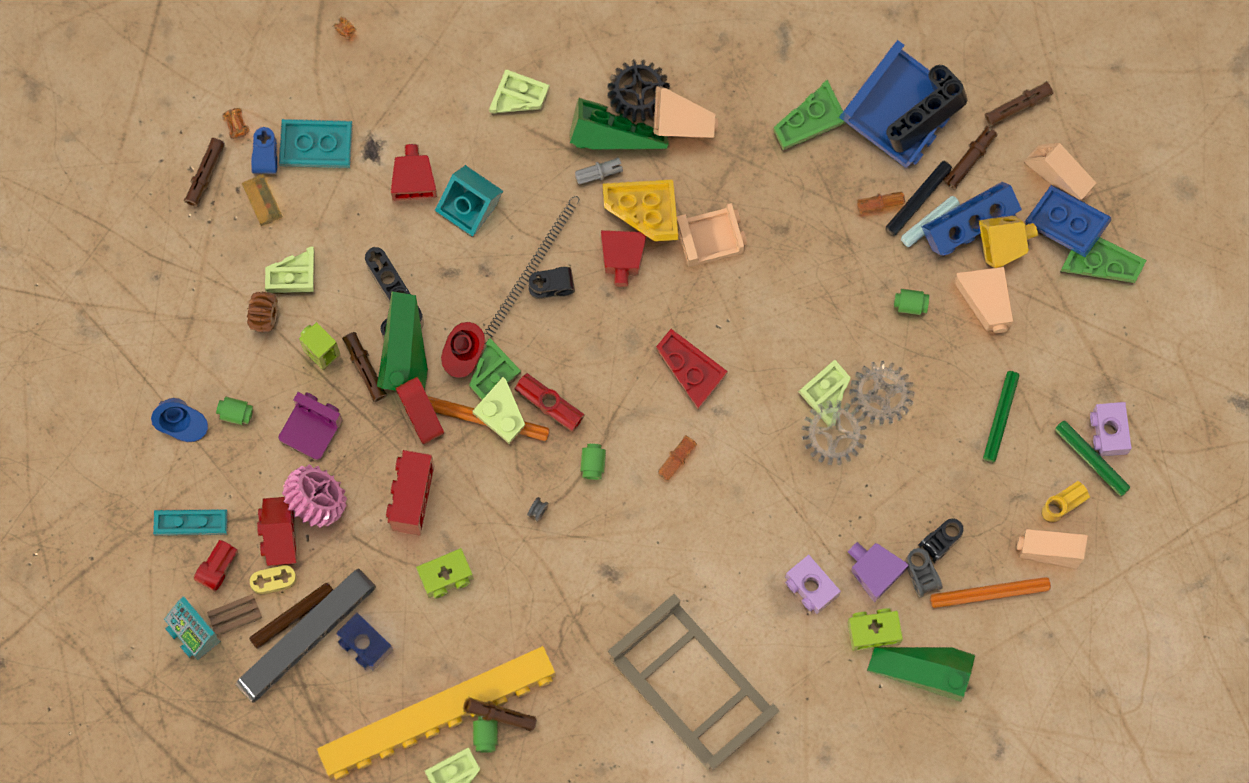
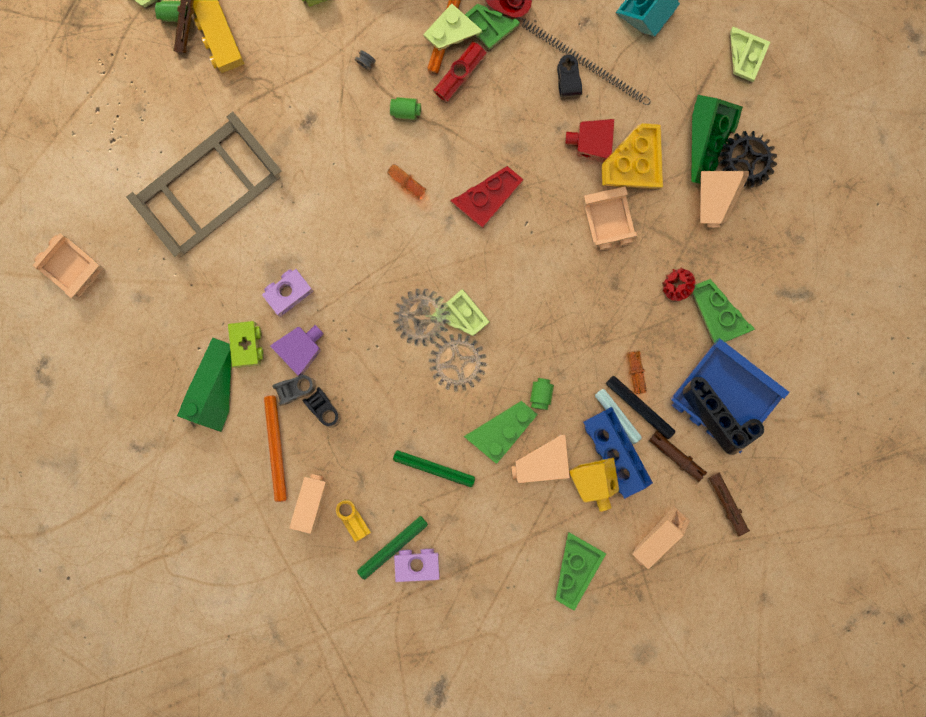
camera: 95 degrees right, 10 degrees up
(598, 171) = (672, 122): light grey axle -> none
(789, 153) = (684, 290): none -> red gear
(955, 344) = (502, 431): none -> bright green wing
(1068, 220) = (613, 541): blue tile -> none

